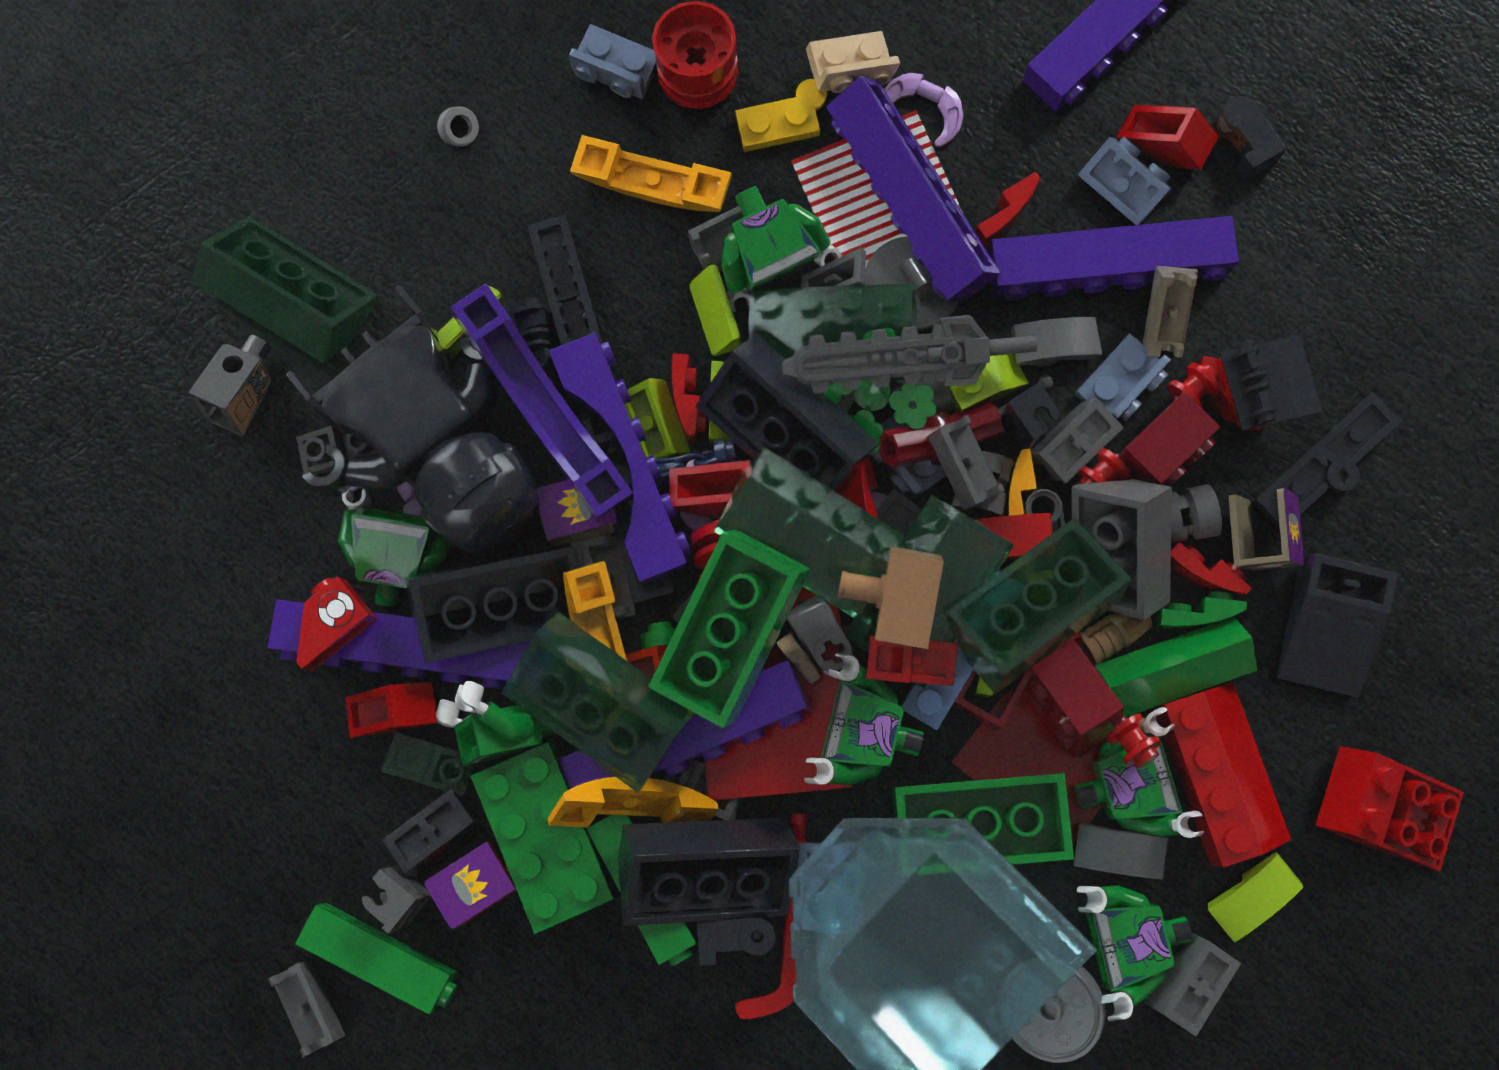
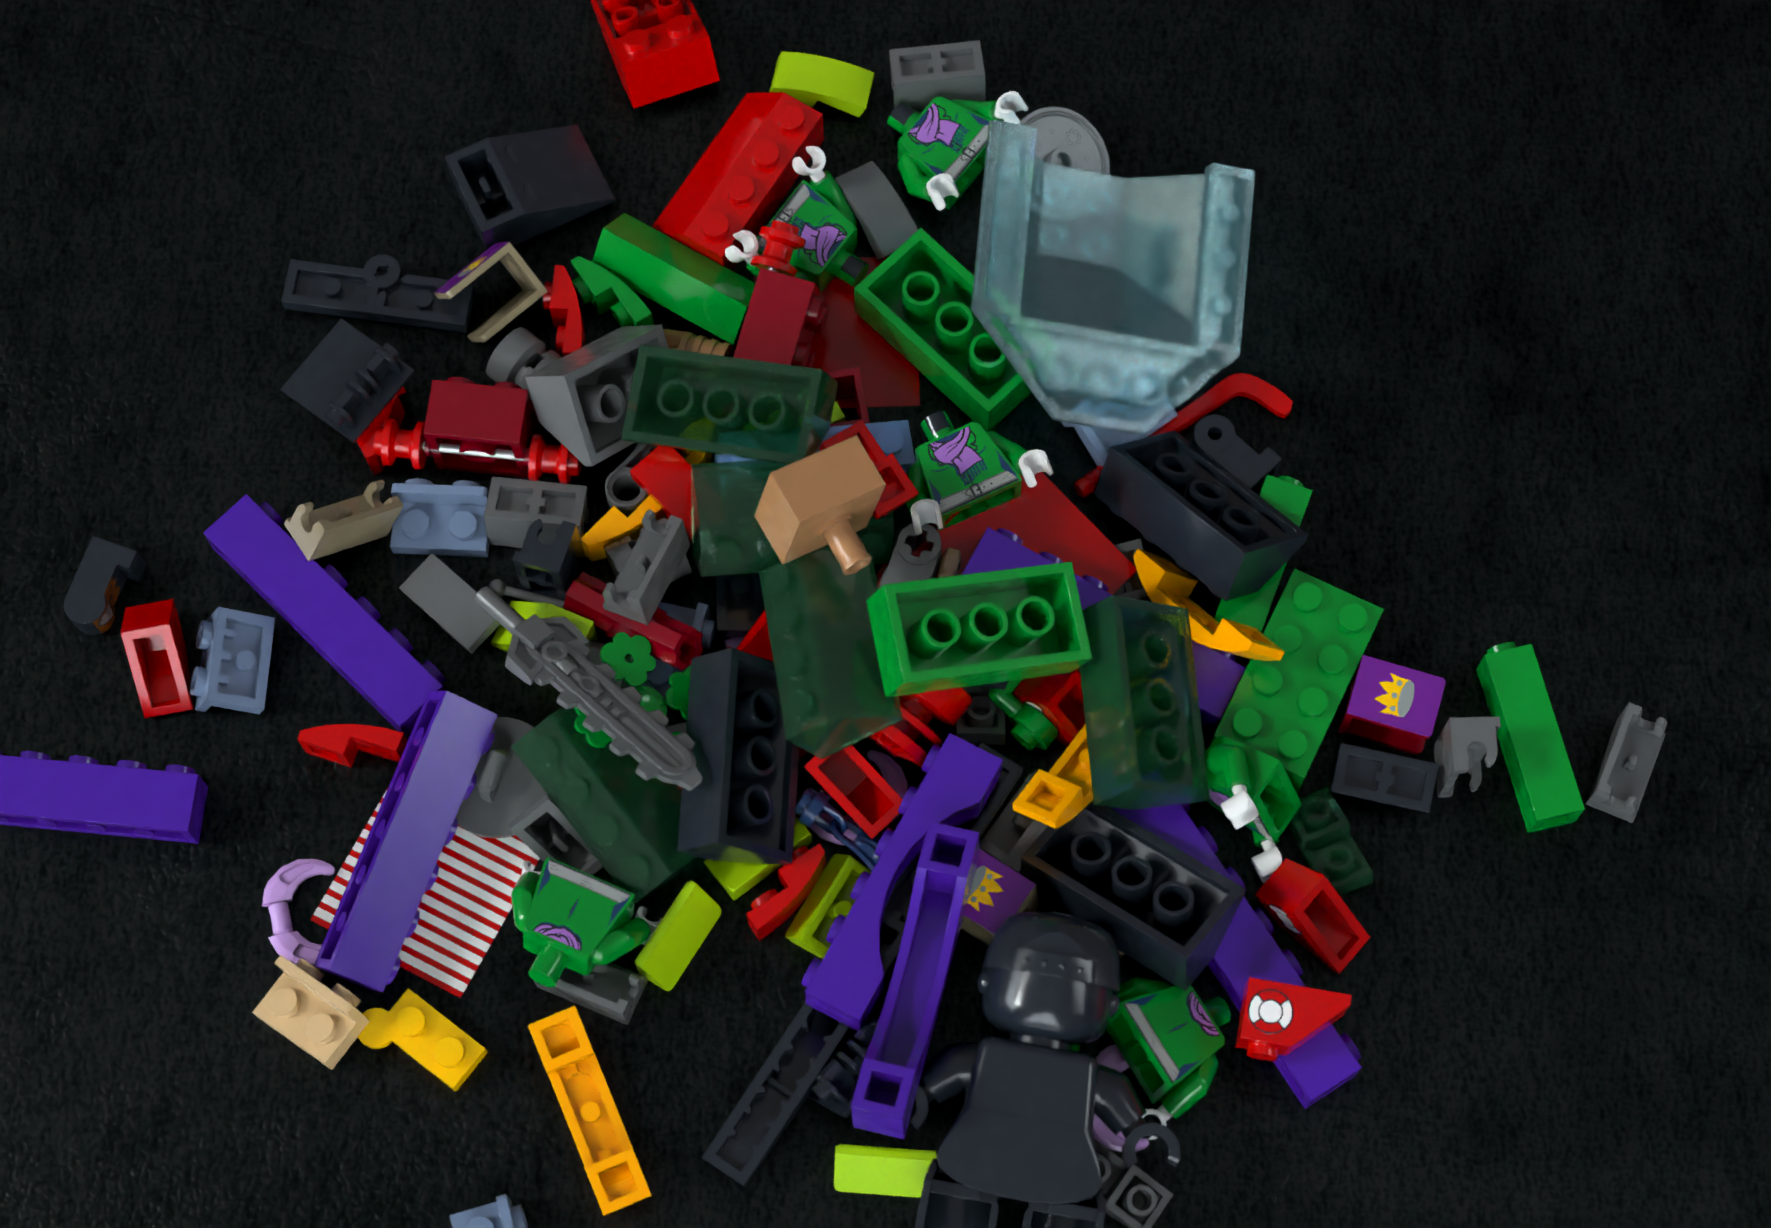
camera: 135 degrees left, 10 degrees down
(696, 54) = (420, 1134): red wheel -> none

